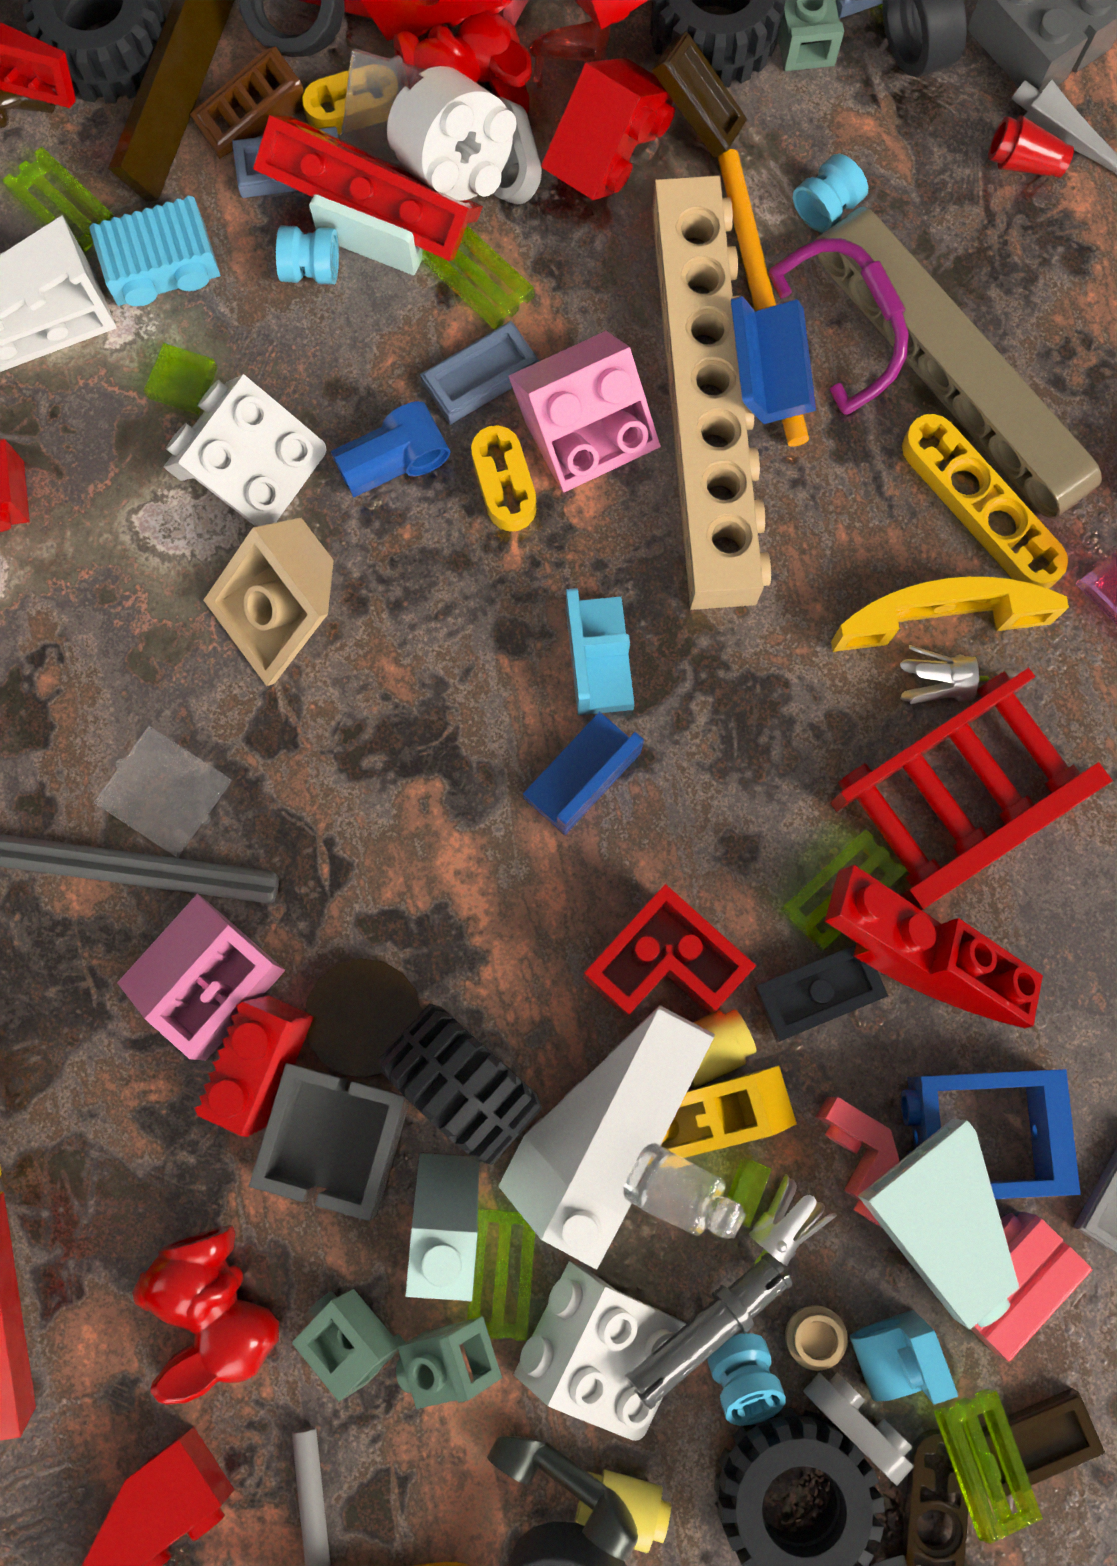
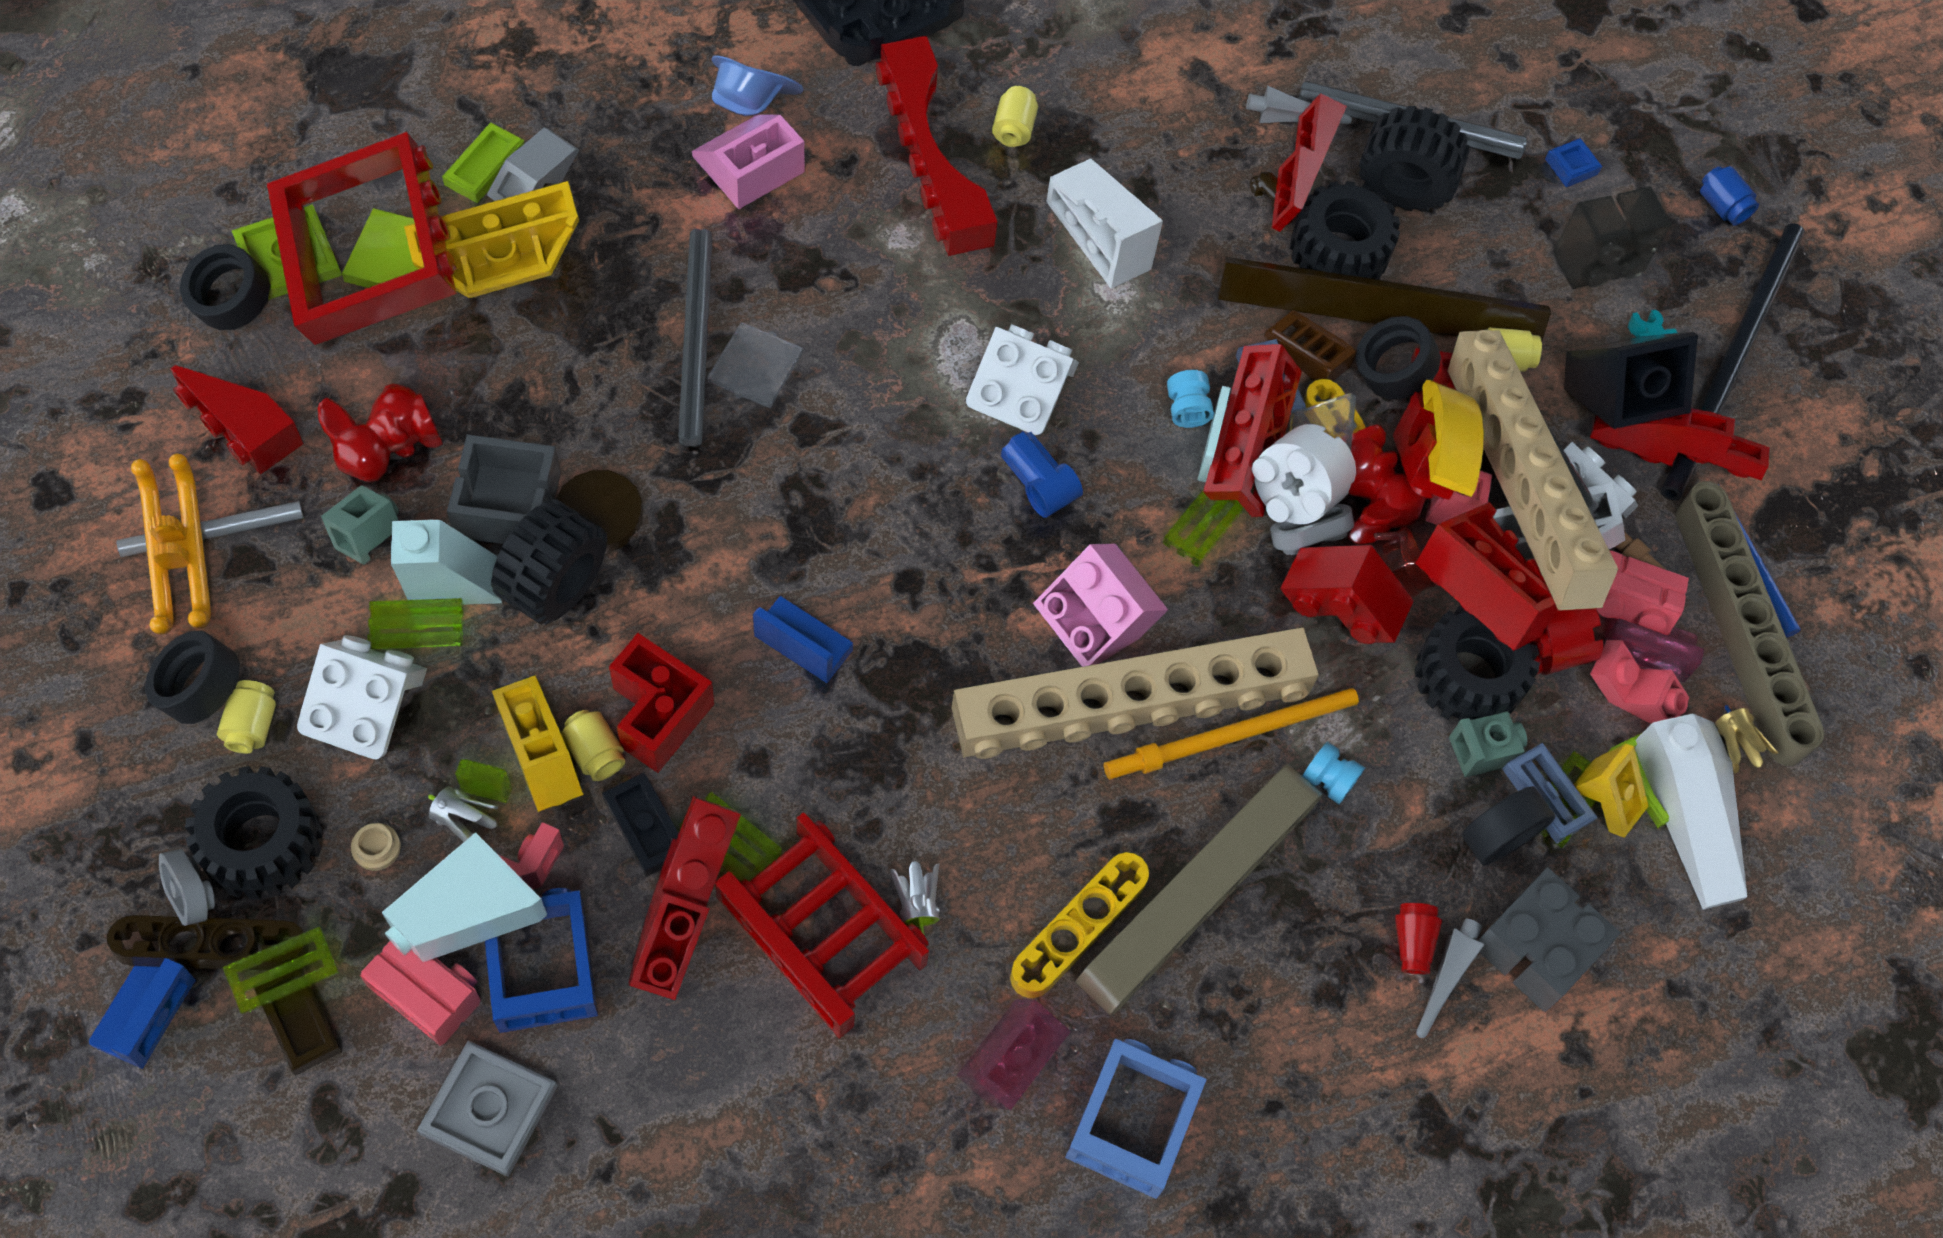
camera: 75 degrees right, 15 degrees down
(34, 173) = (1216, 216): clear neon green tile -> none
(155, 252) = (1170, 300): medium azure brick -> none
(180, 378) = (1077, 331): clear neon green tile -> none
(197, 977) = (613, 400): bright pink slope -> none
(252, 1064) = (573, 432): red brick -> none
(273, 594) = (915, 407): tan slope -> none
(434, 1365) = (345, 578): sand green brick -> none
(478, 372) = (1115, 523): sand blue tile -> none
(515, 475) = (1034, 555): yellow beam -> none
(578, 1156) = (515, 670): white wedge -> none
(599, 654) = (899, 634): medium azure panel -> none
(610, 1522) = (240, 692): pearl dark grey bar -> none
(681, 1193) = (479, 717): clear piece -> none
(699, 94) = (1391, 656): dark brown tile -> none
(708, 1330) = (378, 756): dark grey pin -> none
(748, 1386) = (348, 788): medium azure wheel -> none
(773, 360) = (1164, 727): blue panel -> none
(879, 1443) = (299, 886): light grey plate -> none
(882, 292) = (1234, 811): magenta piece -> none
(902, 1359) = (360, 904): medium azure plate -> none
(1012, 601) = (959, 842): yellow slope -> none

